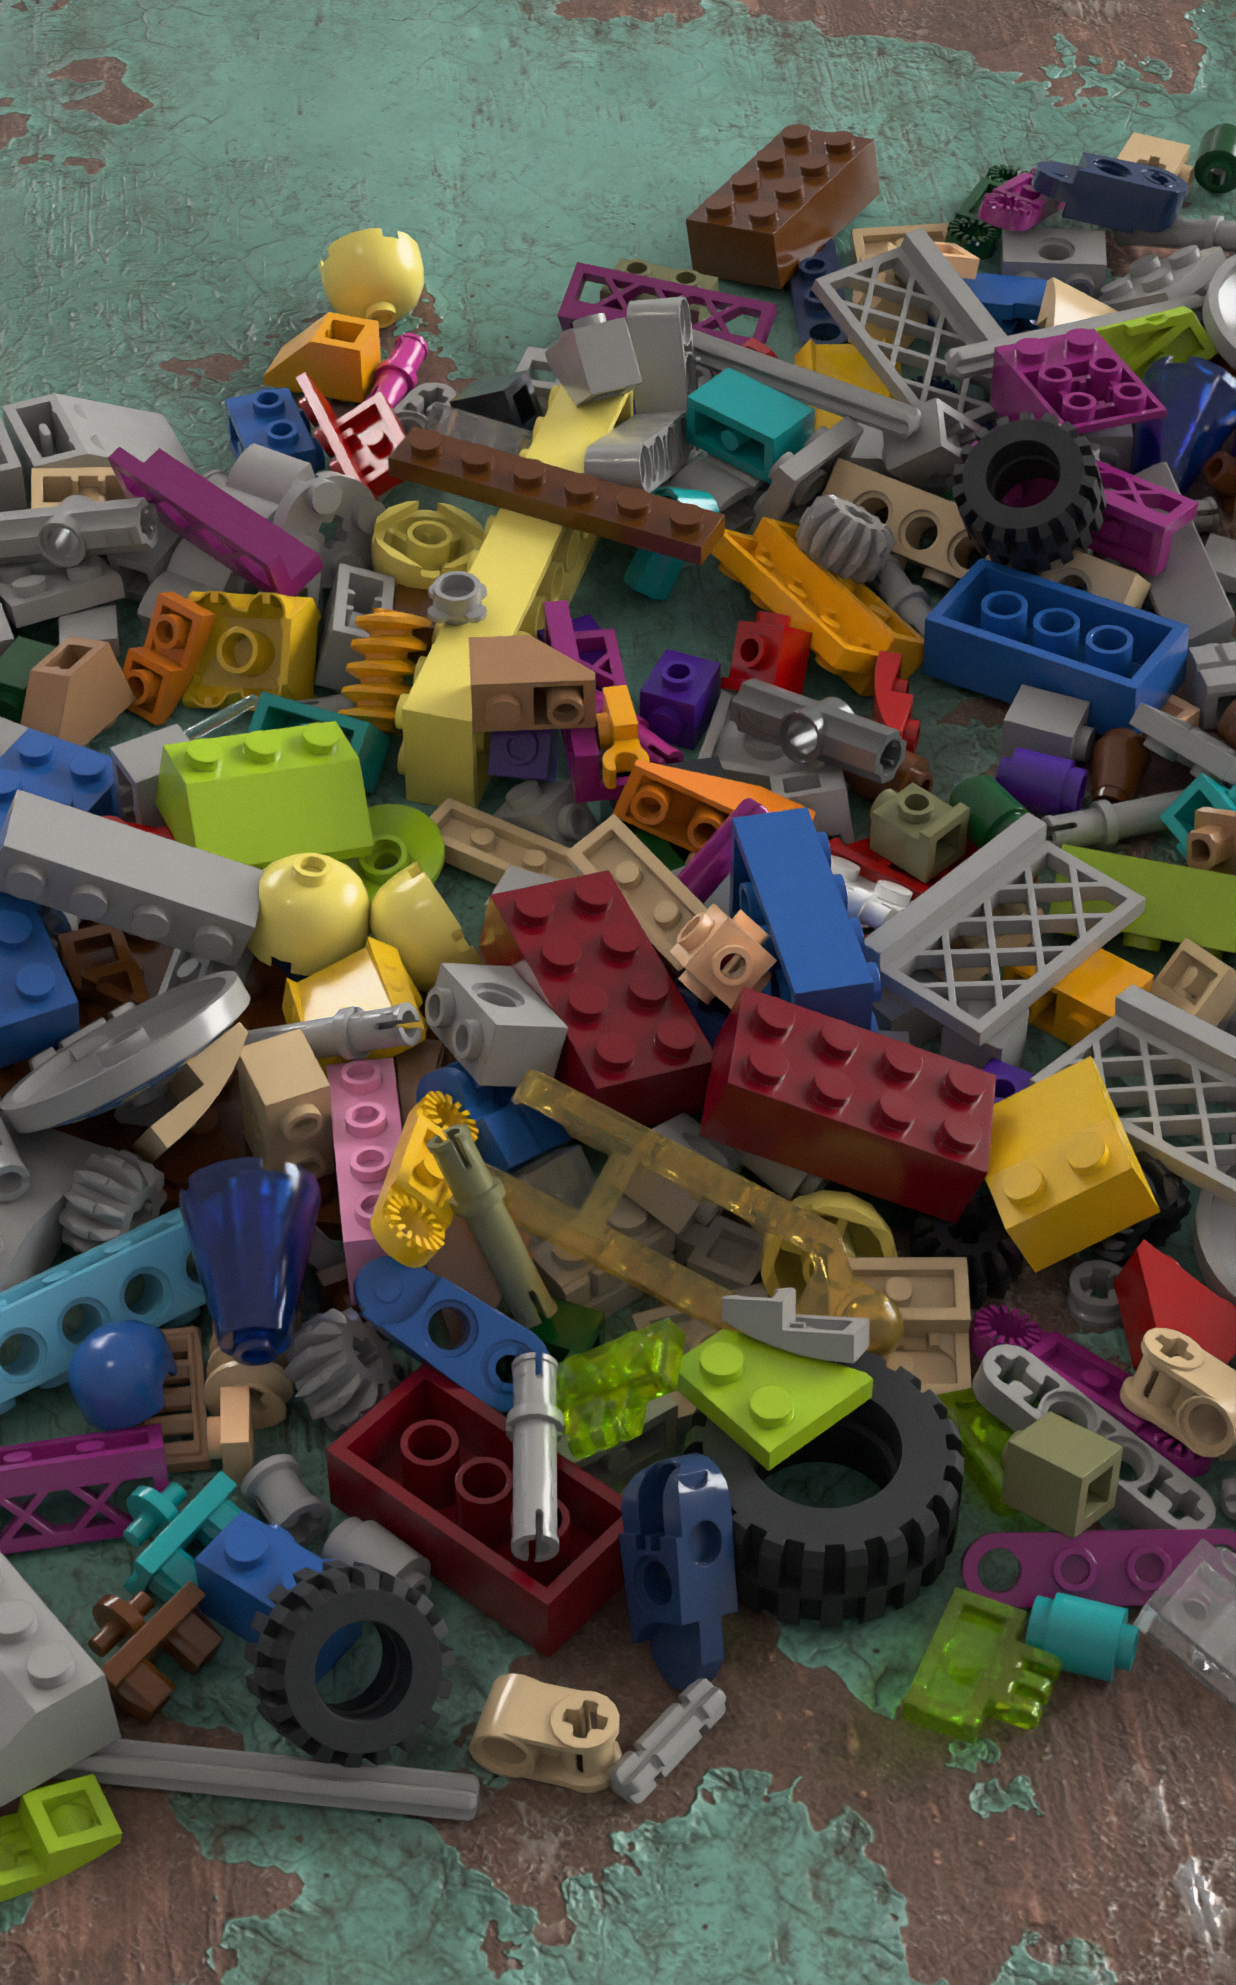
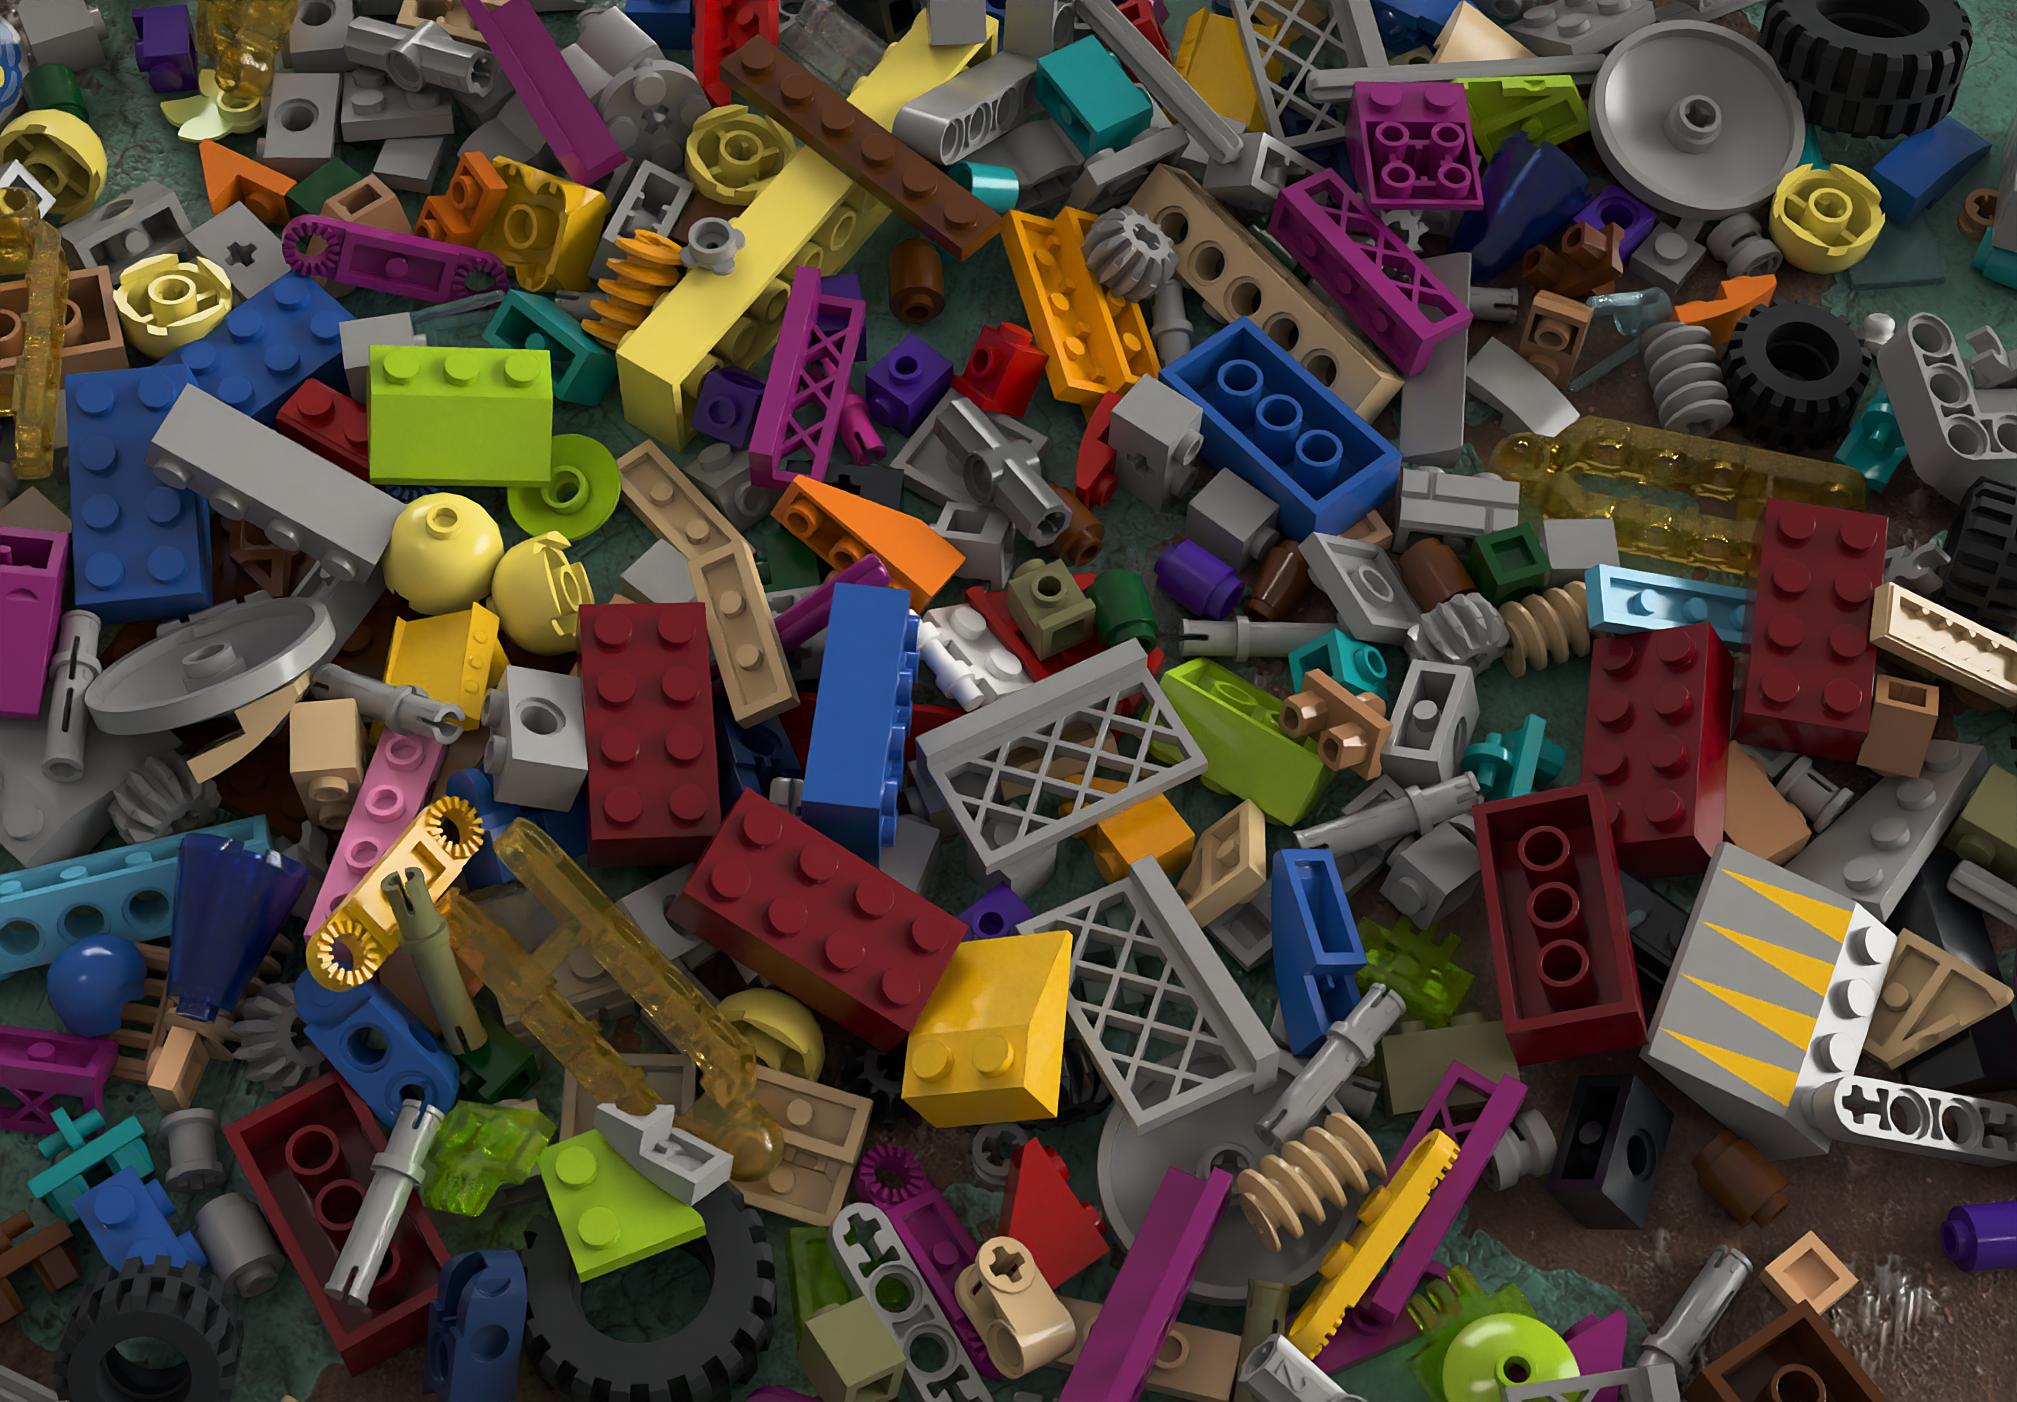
camera: 15 degrees right, 15 degrees up
(117, 703) = (390, 260): none -> magenta plate
(528, 686) = (722, 367): medium nougat slope -> none
(618, 733) = (804, 430): light orange plate -> none
(641, 617) = (915, 281): none -> reddish brown brick
(708, 940) = (767, 729): light nougat brick -> none
(947, 676) = (1155, 442): none -> light grey brick
(1020, 453) = (1277, 235): black tyre -> none

